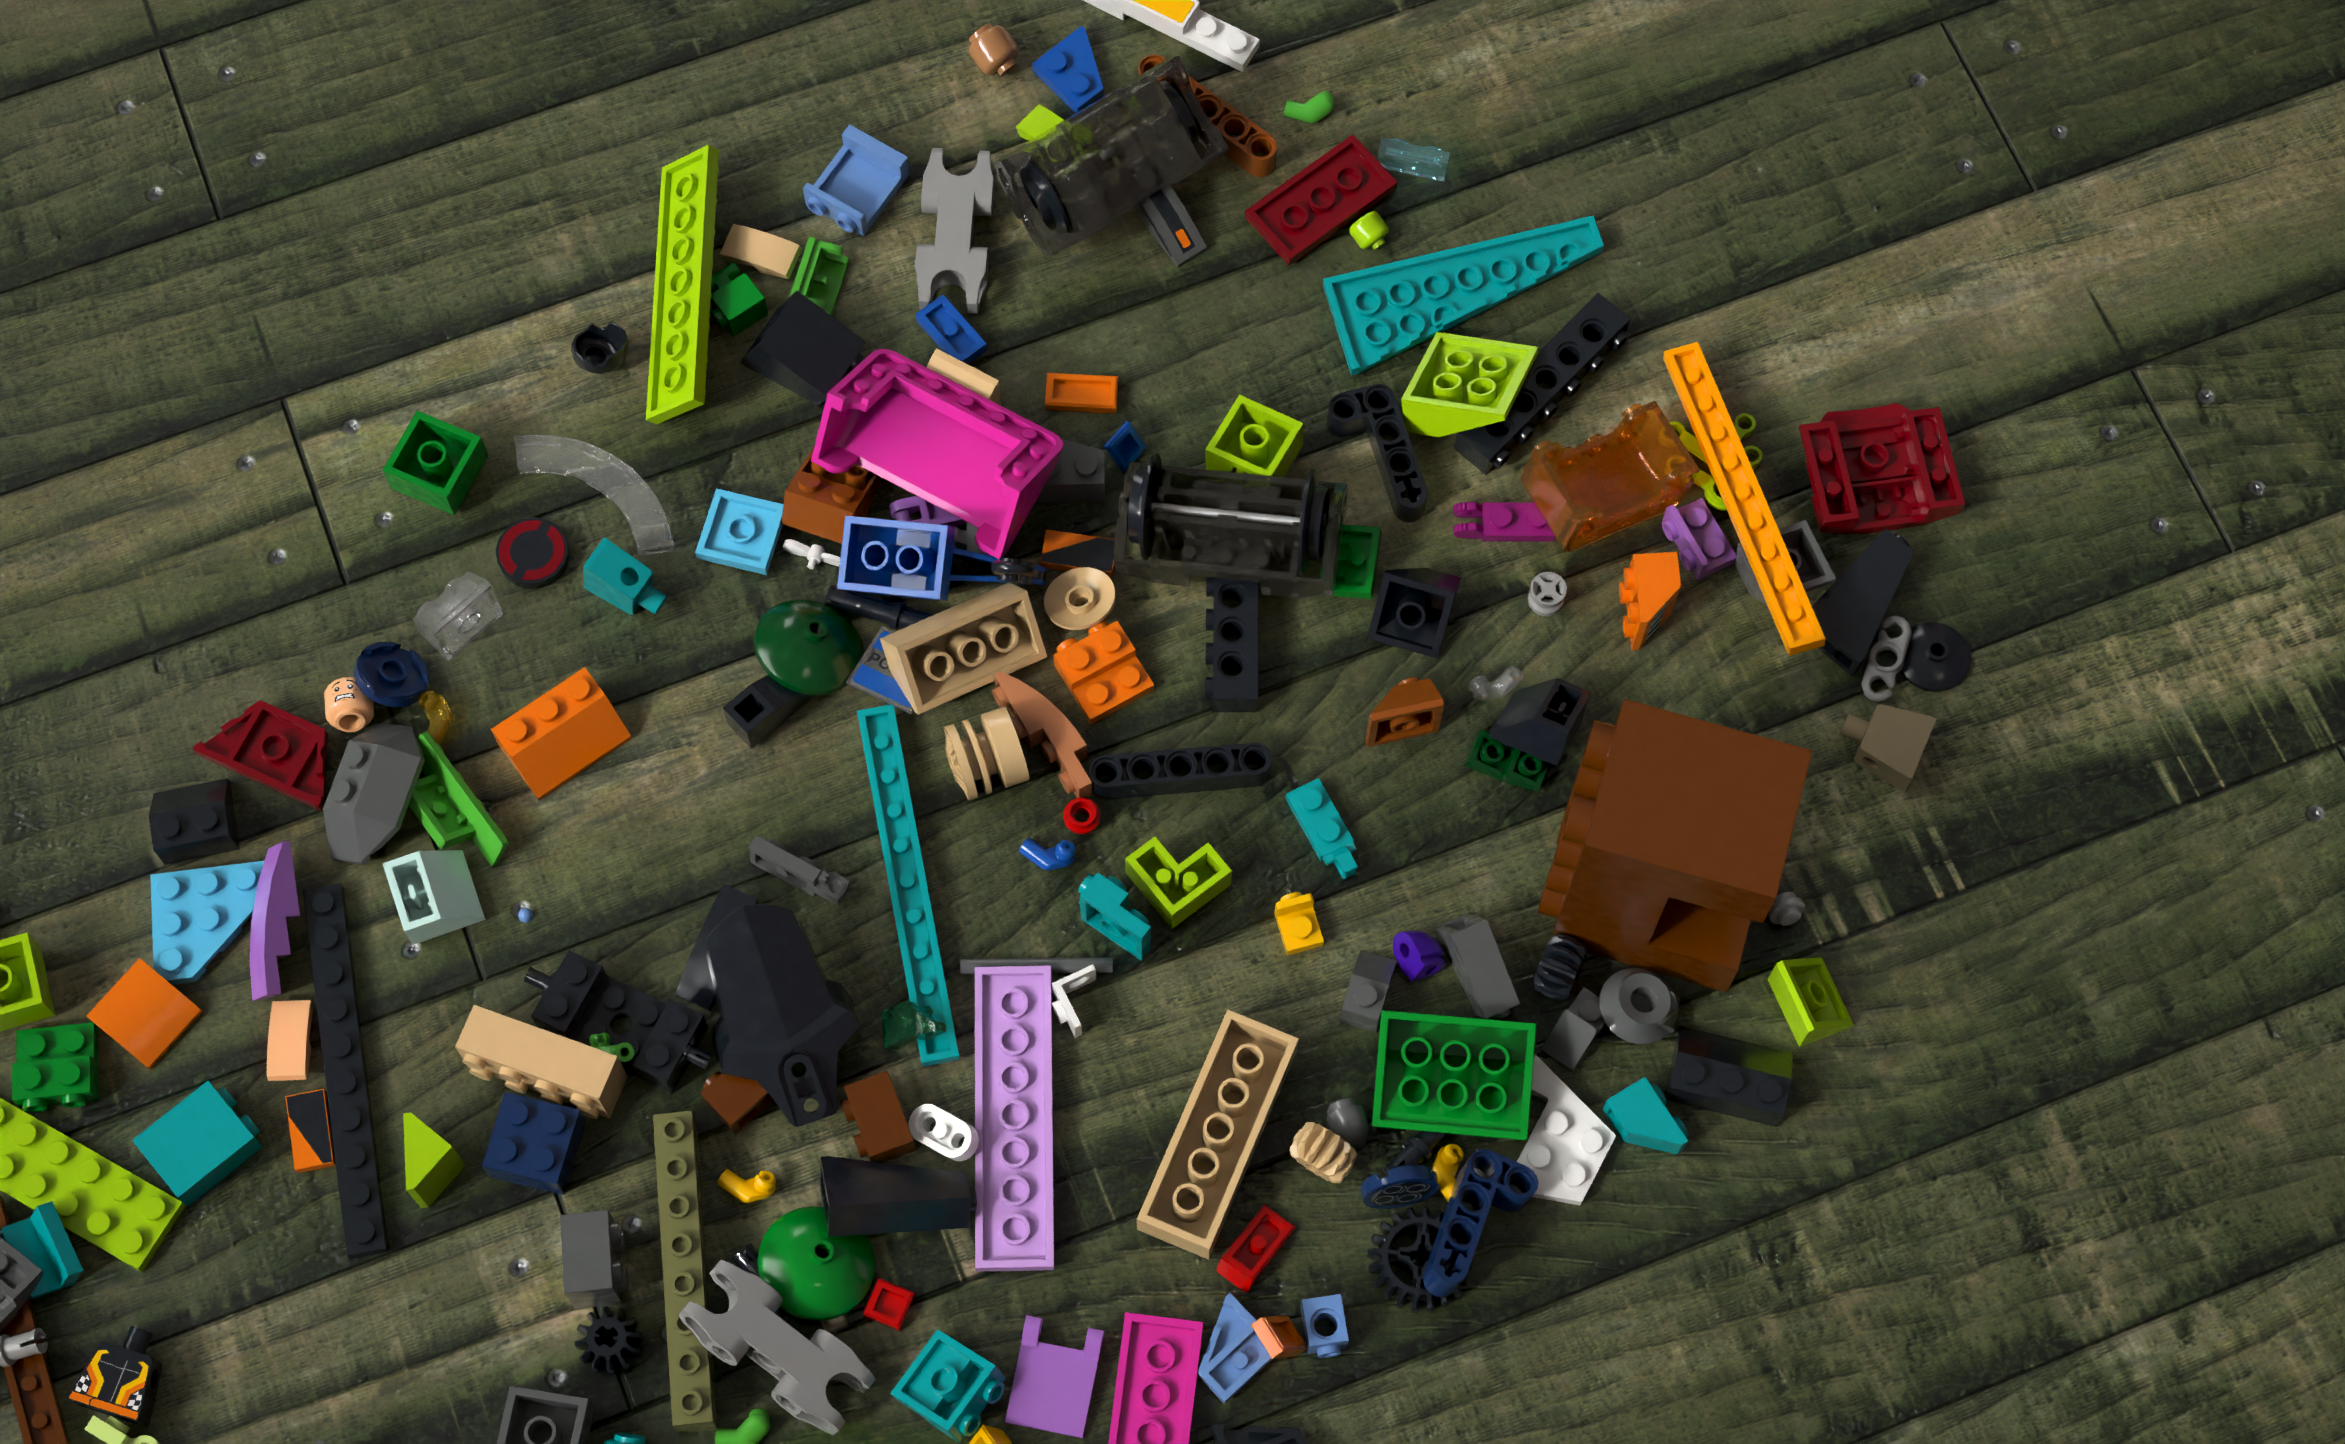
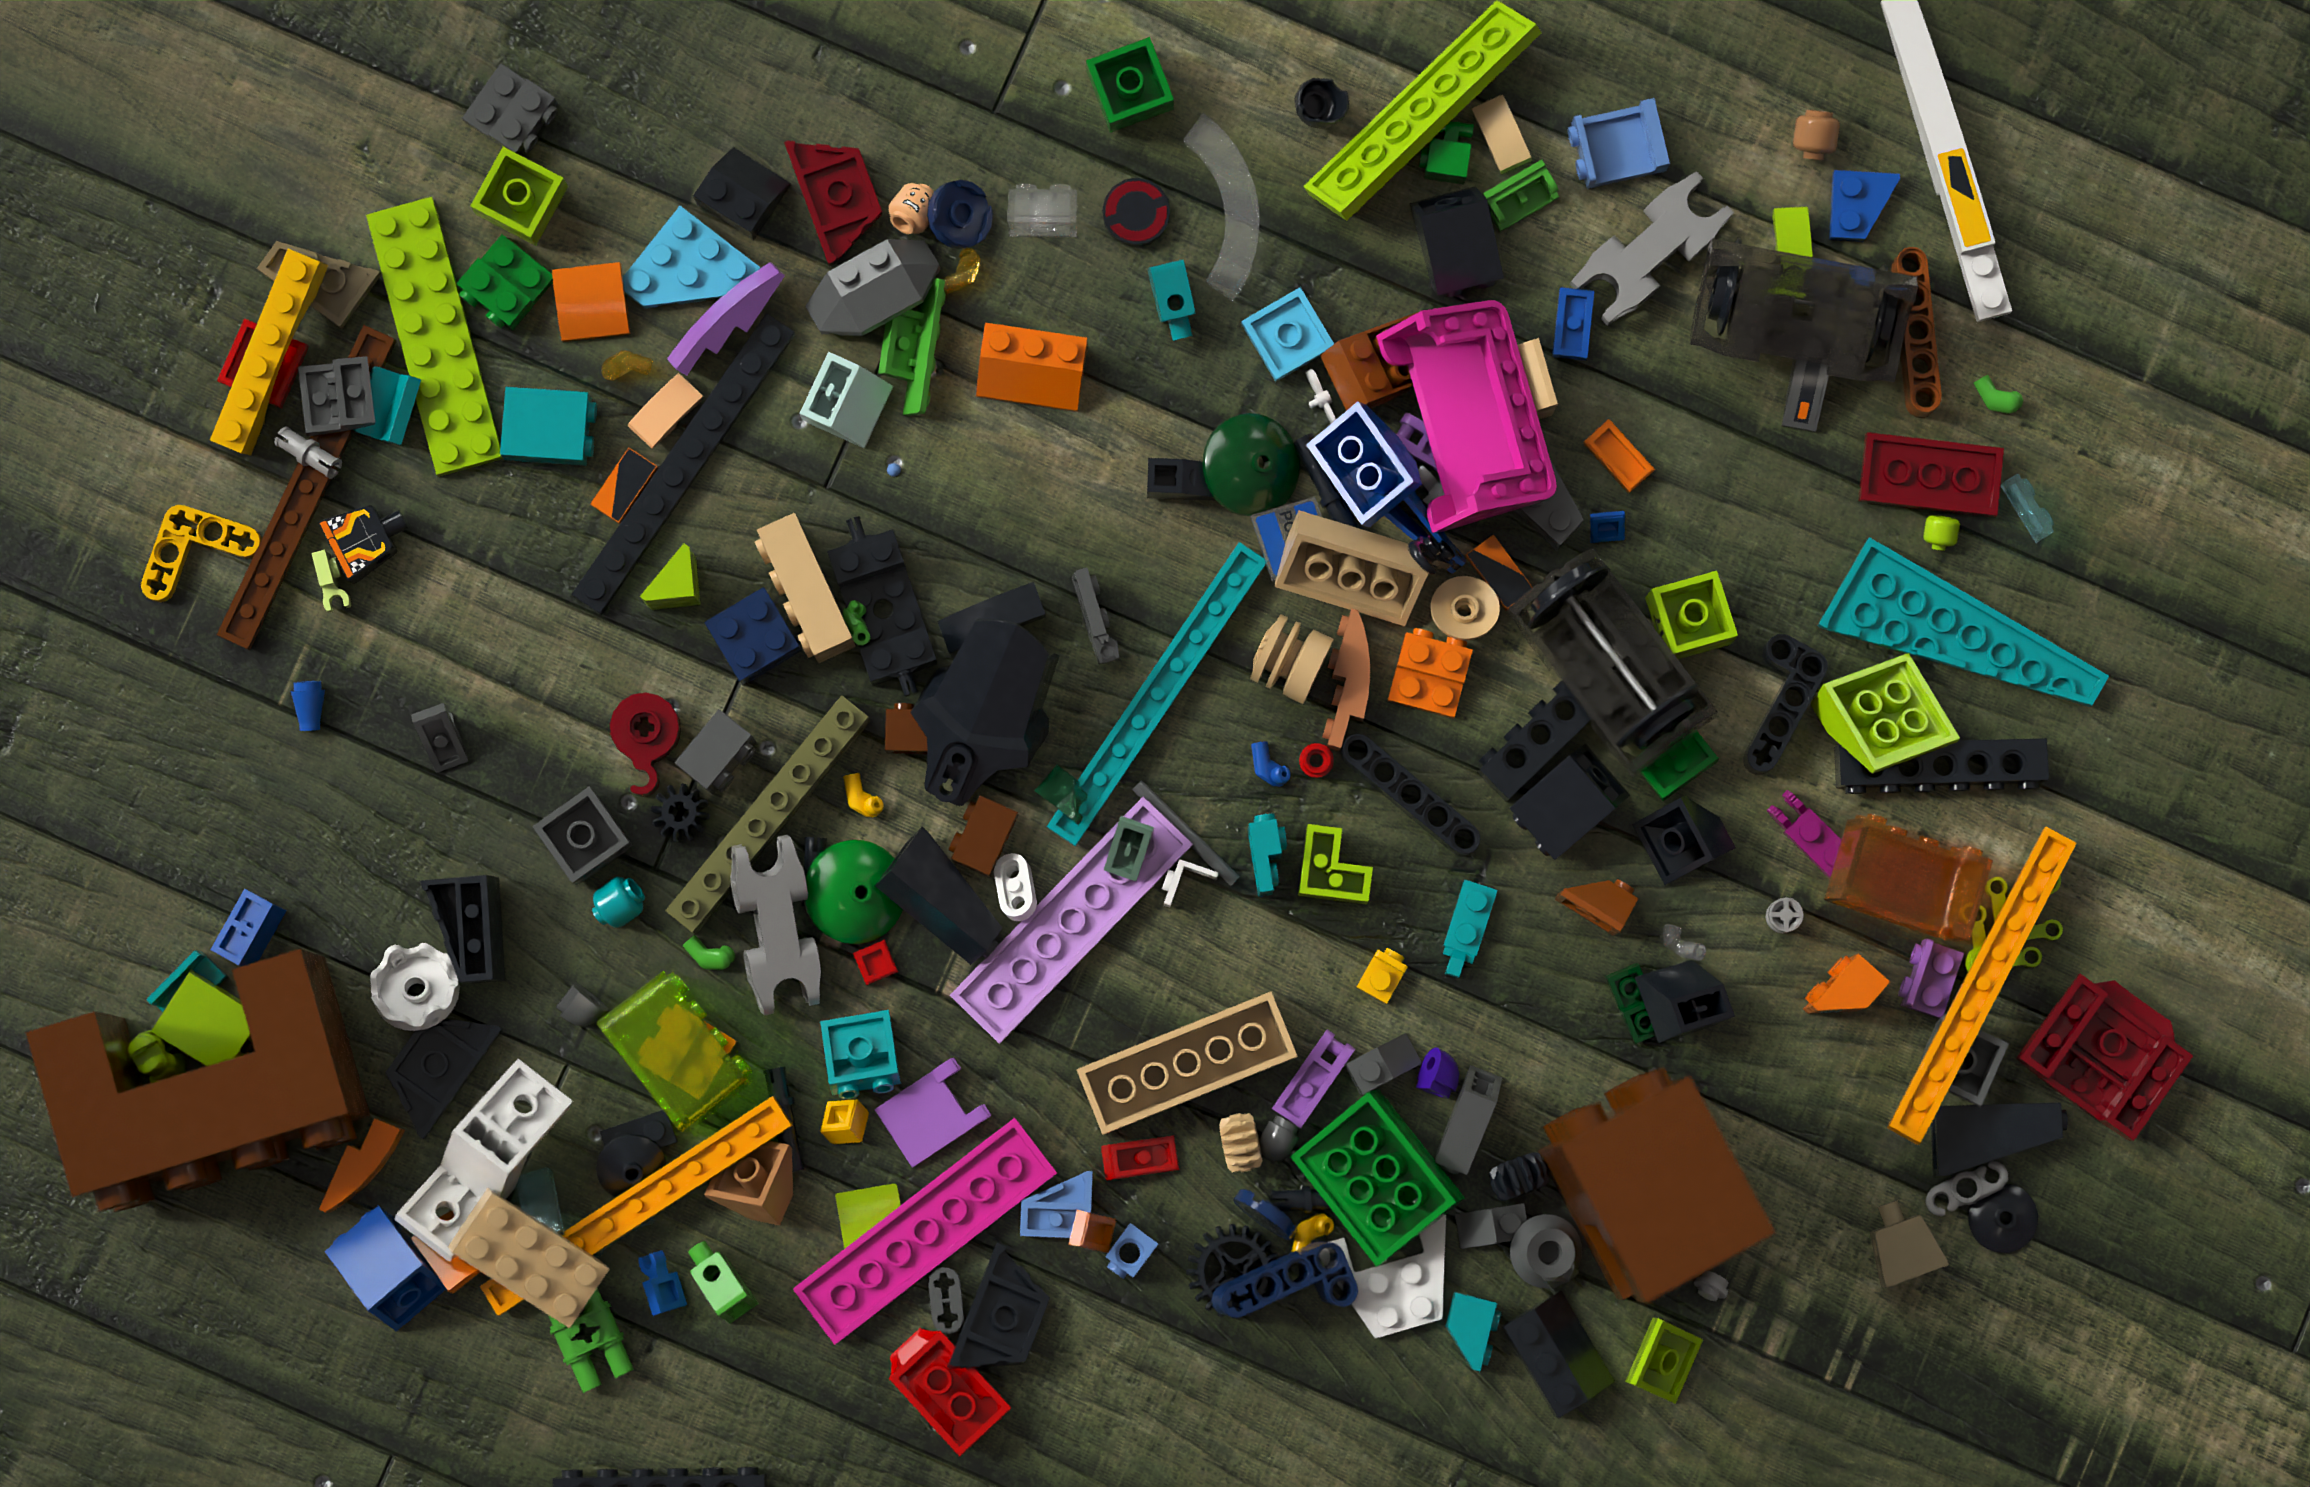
camera: 45 degrees right, 15 degrees up
(218, 1036) = (623, 362): none -> clear yellow arm
(527, 1322) = (650, 749): none -> dark red piece
(1003, 1010) = (1128, 848): none -> sand green slope
(1304, 664) = (1568, 802): none -> black slope
(1327, 1053) = (1312, 1080): none -> medium lavender plate

